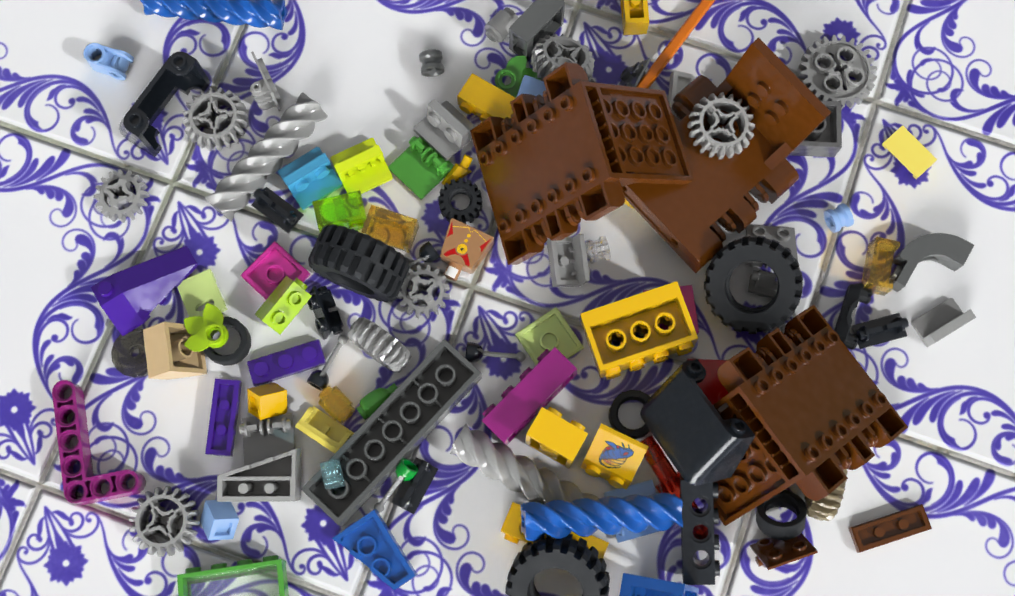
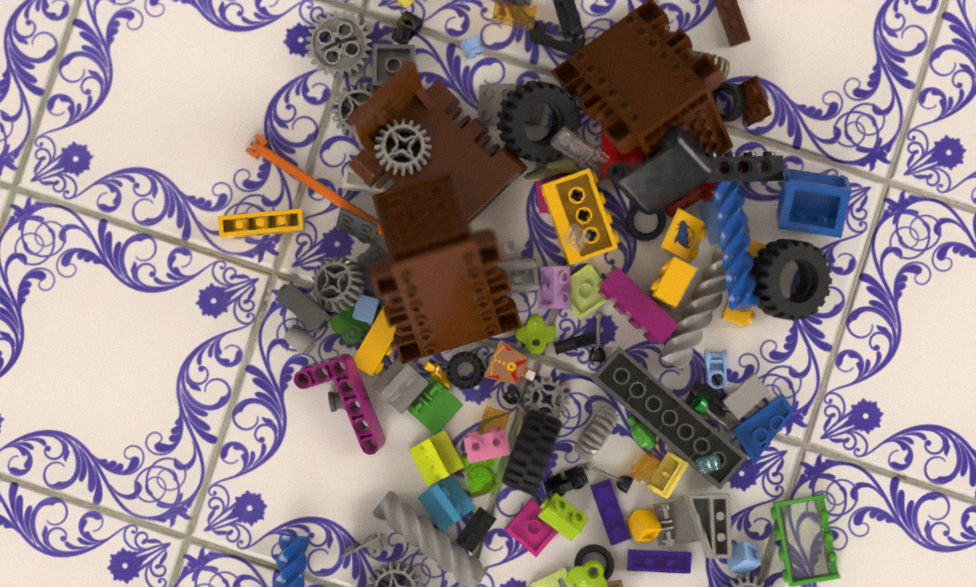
camera: 85 degrees left, 10 degrees up
(369, 213) = (487, 445): none -> bright pink brick
(414, 527) = (745, 396): none -> light grey panel
(434, 74) = (348, 396): none -> magenta beam
(453, 493) = (715, 367): none -> light blue piece
(488, 325) = (574, 342): none -> black axle
(503, 284) = (536, 331): none -> lime plate
(554, 304) = (554, 287): none -> lavender bracket
(613, 319) = (576, 237): none -> clear tile
(701, 314) = (561, 165): none -> olive piece
(720, 328) = (578, 149): none -> clear hinge
(860, 144) = (408, 27): none -> black piece

